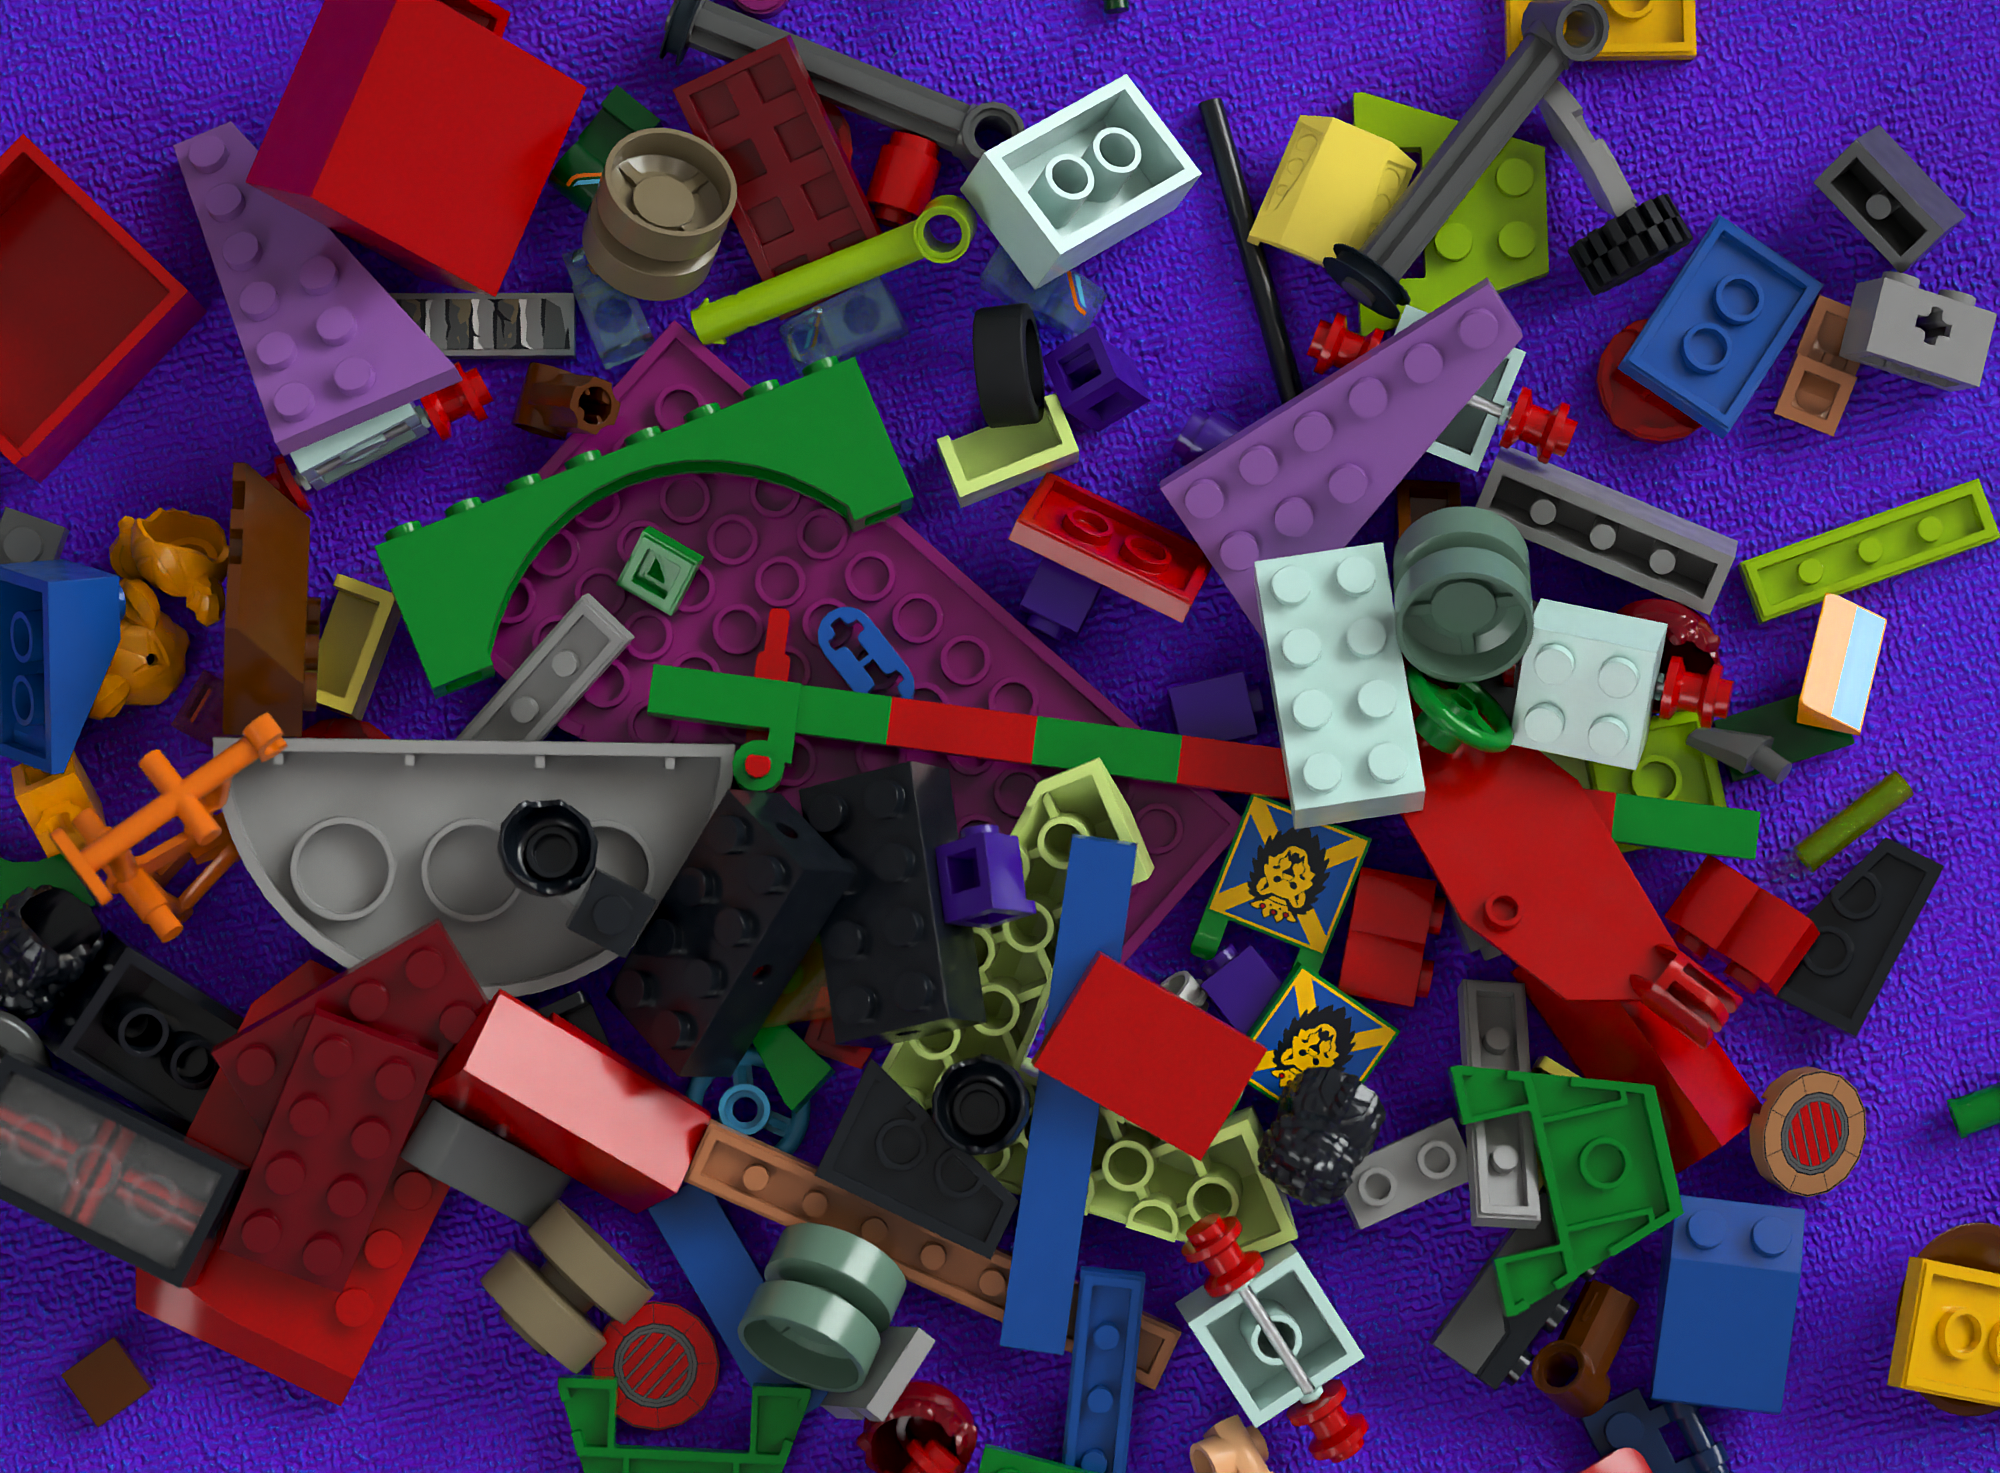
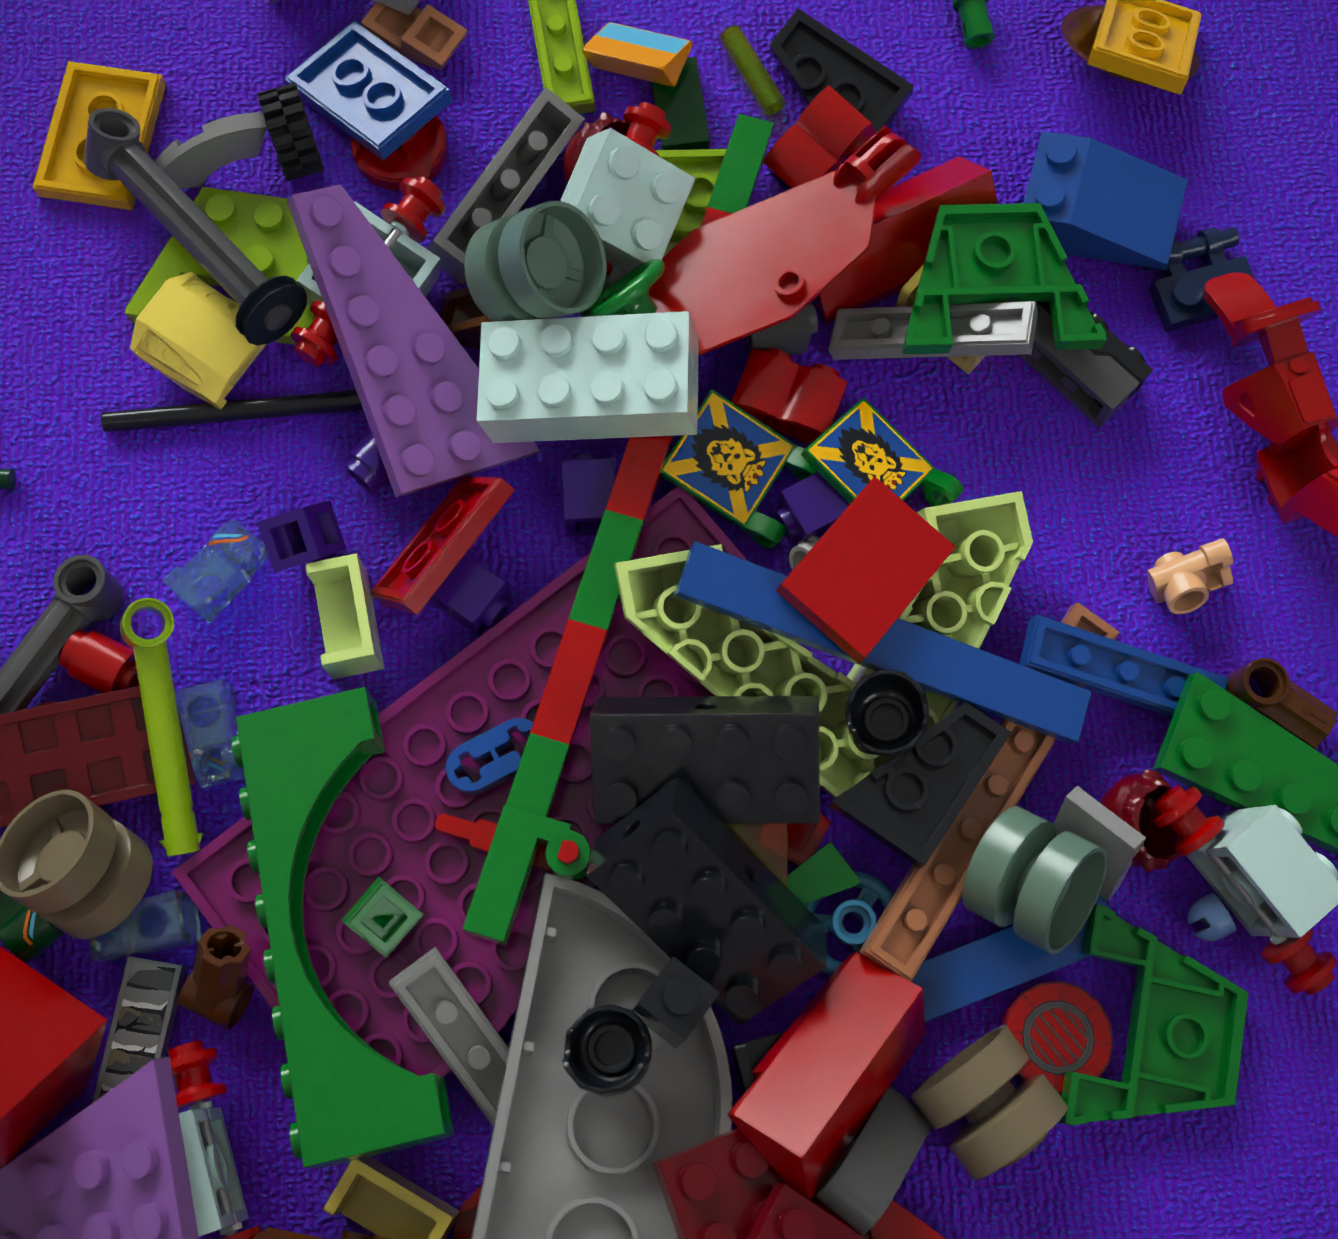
camera: 85 degrees left, 10 degrees down
(982, 878) = (696, 688): dark purple brick -> none
(1008, 365) = (274, 598): black tyre -> none
(1080, 181) = (135, 515): light aqua brick -> none
(1273, 1336) = (1096, 525): light aqua brick -> none
(1320, 1135) = (945, 453): black hair -> none
(1406, 1173) = (974, 414): light grey brick -> none
(1585, 1347) = (1119, 305): reddish brown piece -> none
(1741, 751) = (689, 125): dark grey bar -> none
(1808, 1131) = (979, 127): tile -> none

